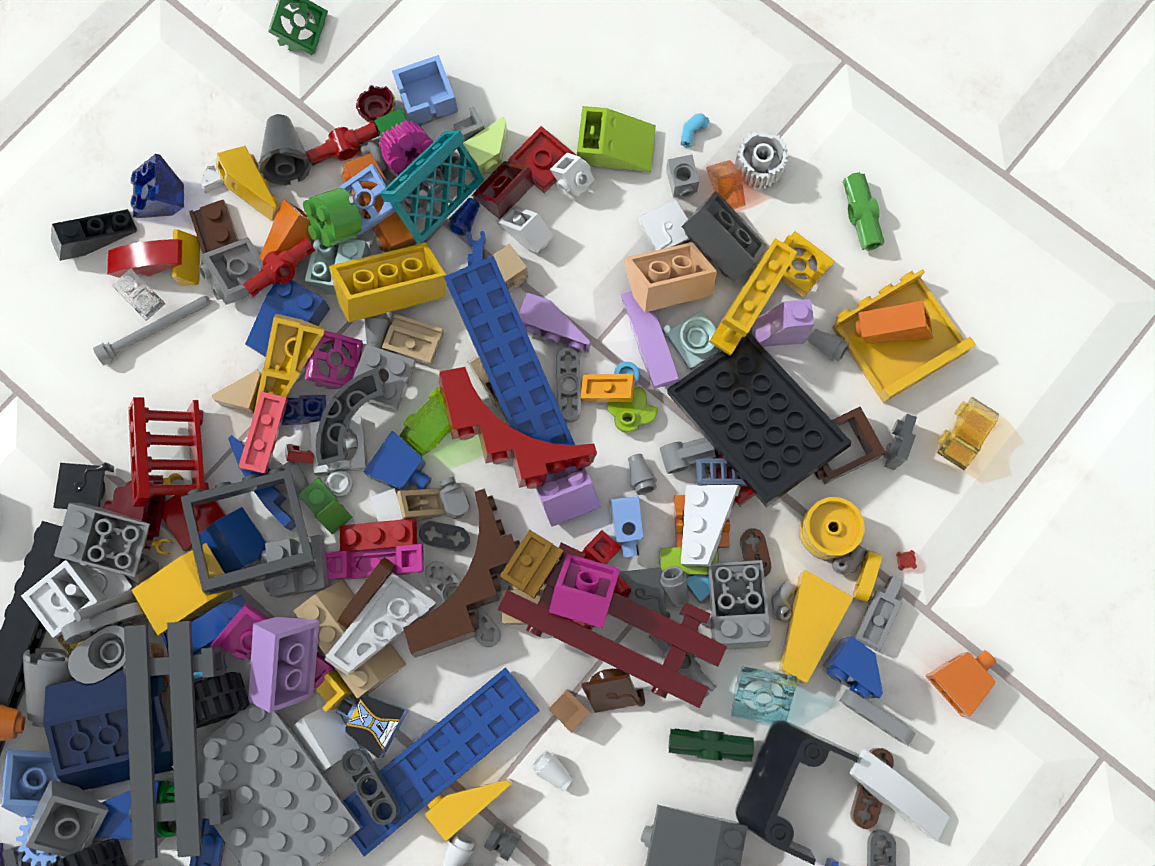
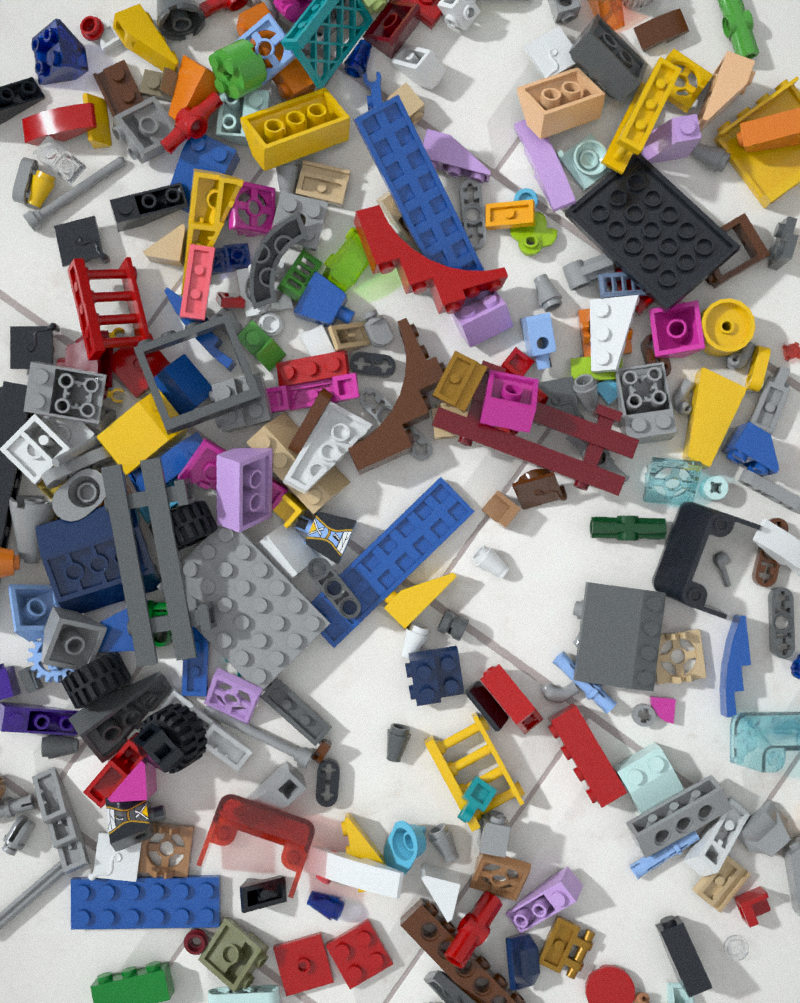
camera: 10 degrees left, 10 degrees up
(102, 312) = (23, 180): none -> light grey beam
(116, 321) = (40, 188): none -> yellow cone
(149, 379) = (80, 240): none -> black hat
(194, 166) = (91, 28): none -> red plate
(223, 349) = (147, 206): none -> black slope
(254, 226) = (159, 84): none -> dark tan slope
(362, 447) = (287, 288): none -> bright green slope
(779, 527) = (677, 331): none -> dark pink slope
(783, 210) = (661, 29): none -> reddish brown slope
(806, 709) = (709, 491): none -> light aqua wheel
(815, 792) = (721, 560): none -> light grey hand
(849, 270) = (727, 83): none -> light nougat slope

